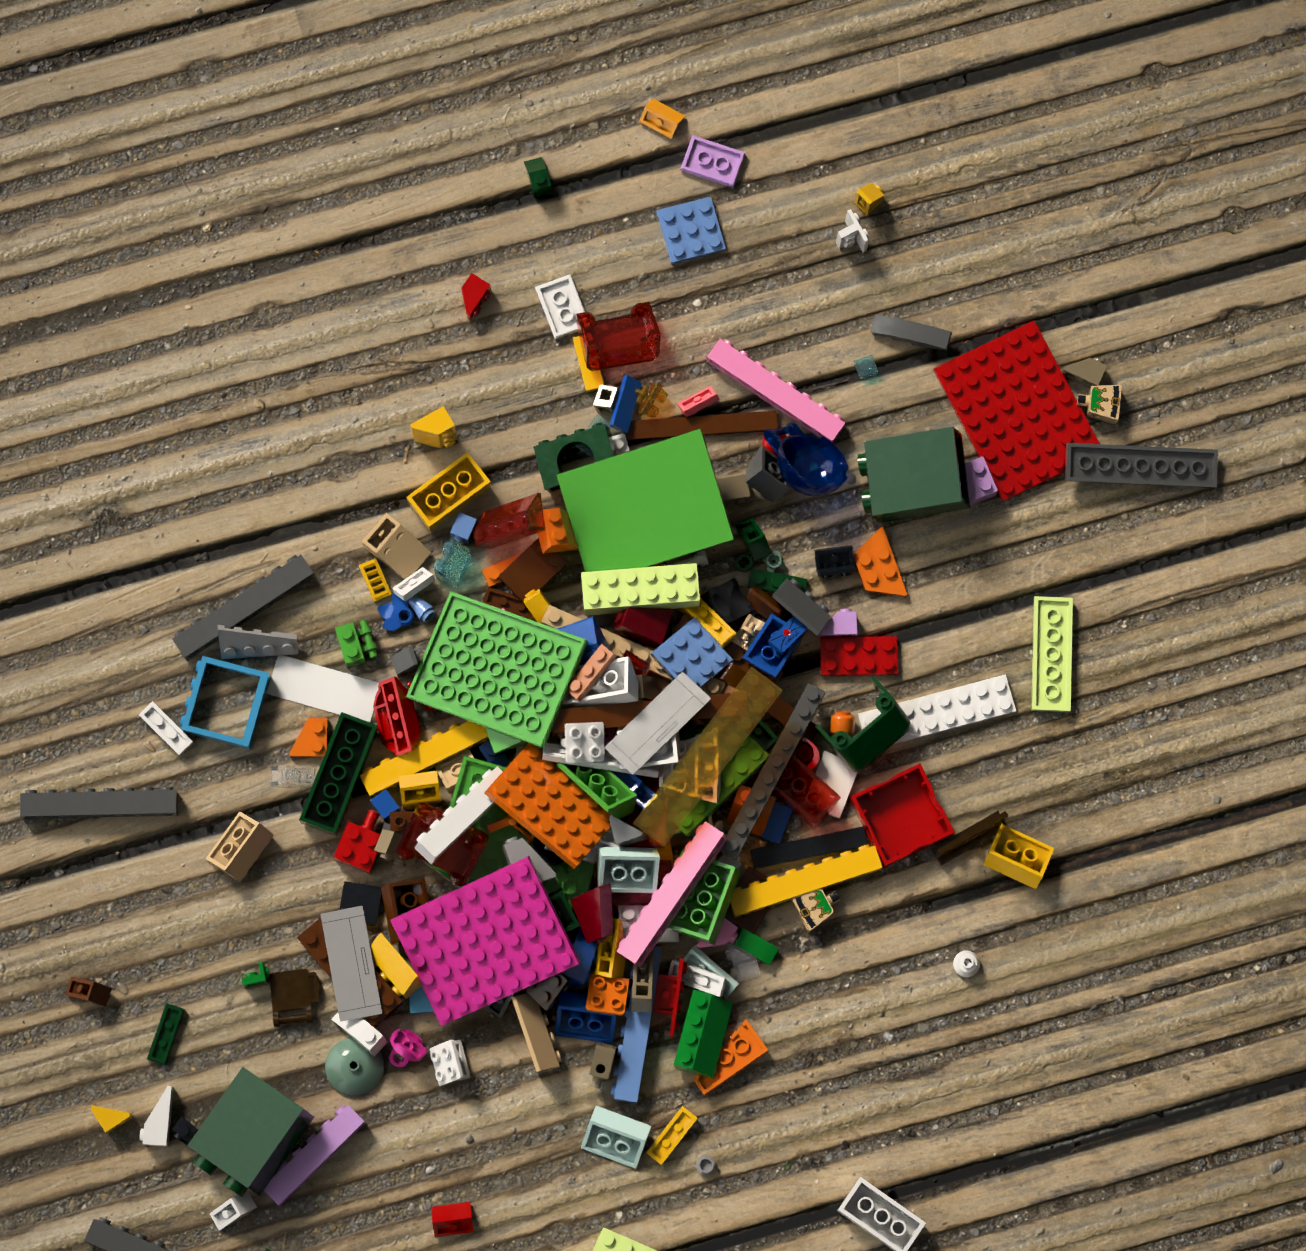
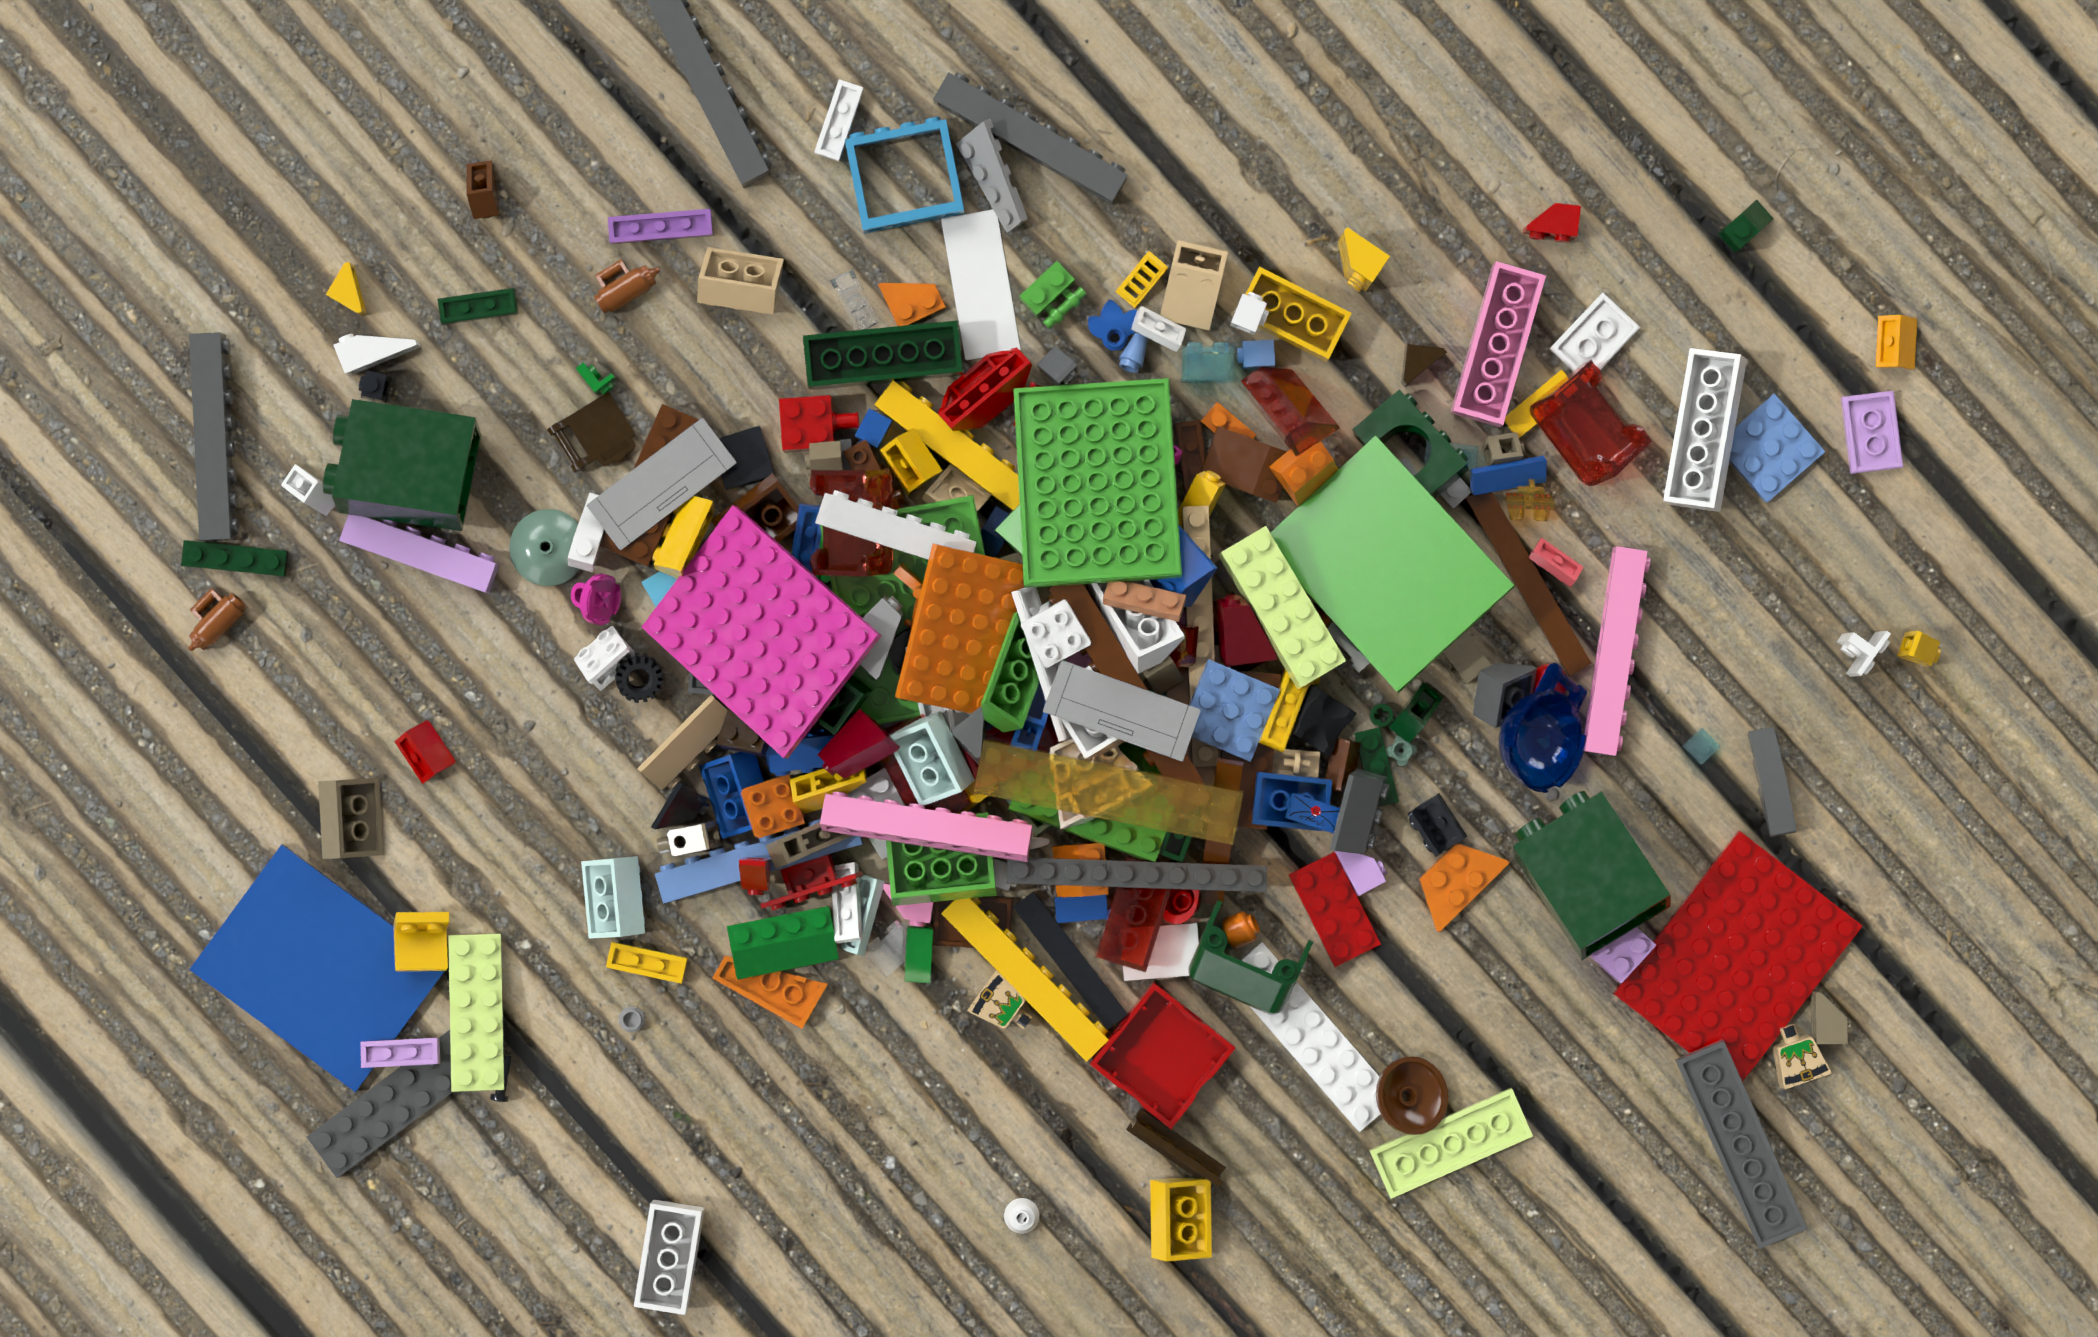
camera: 65 degrees right, 10 degrees up
(175, 882) = (660, 226): none -> medium lavender plate
(205, 927) = (624, 288): none -> dark orange piece
(432, 880) = (806, 535): none -> blue tile
(434, 517) = (1250, 313): none -> white brick
(484, 1039) = (643, 692): none -> black tyre
(519, 426) = (1418, 359): none -> dark brown slope
(535, 369) = (1497, 344): none -> bright pink brick
(577, 1057) = (681, 806): none -> black slope
(648, 1026) = (755, 874): none -> red slope
(658, 264) = (1705, 429): none -> white brick
(1009, 655) = (1424, 1092): none -> reddish brown dish

